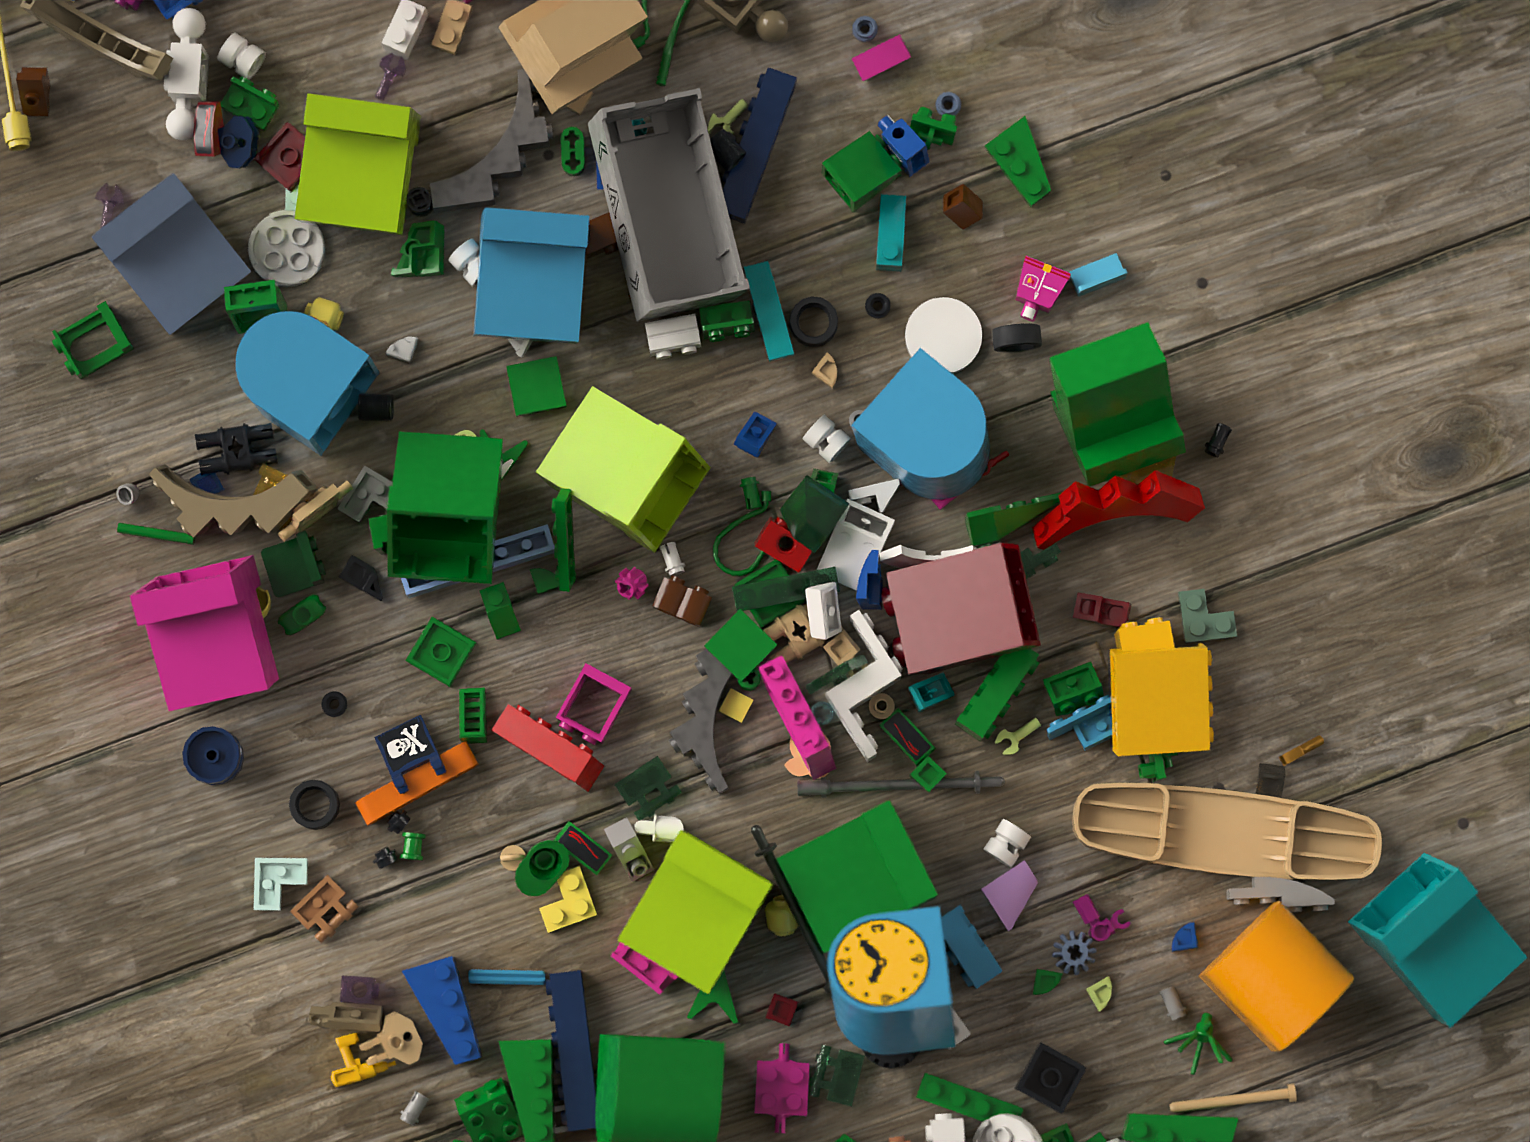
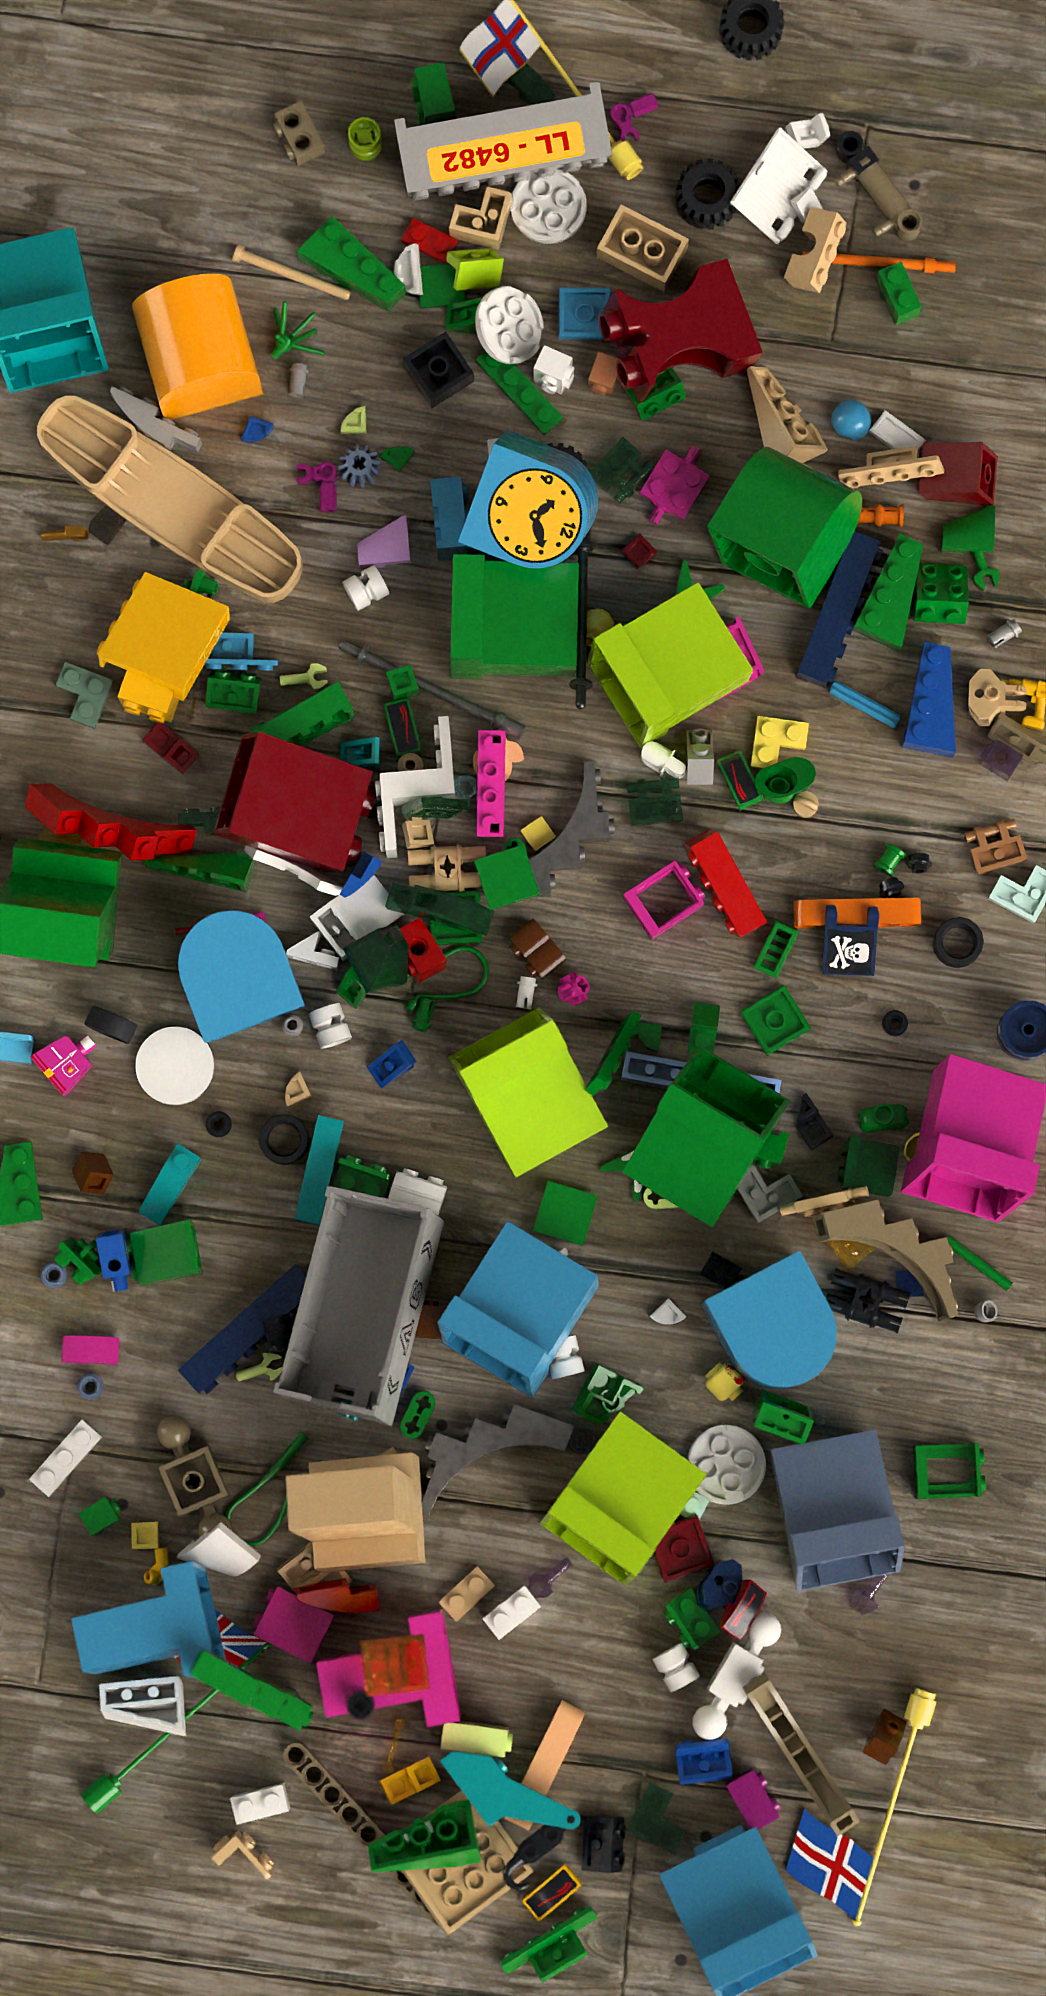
camera: 155 degrees left, 0 degrees up
(823, 610) = (416, 869): white slope -> none

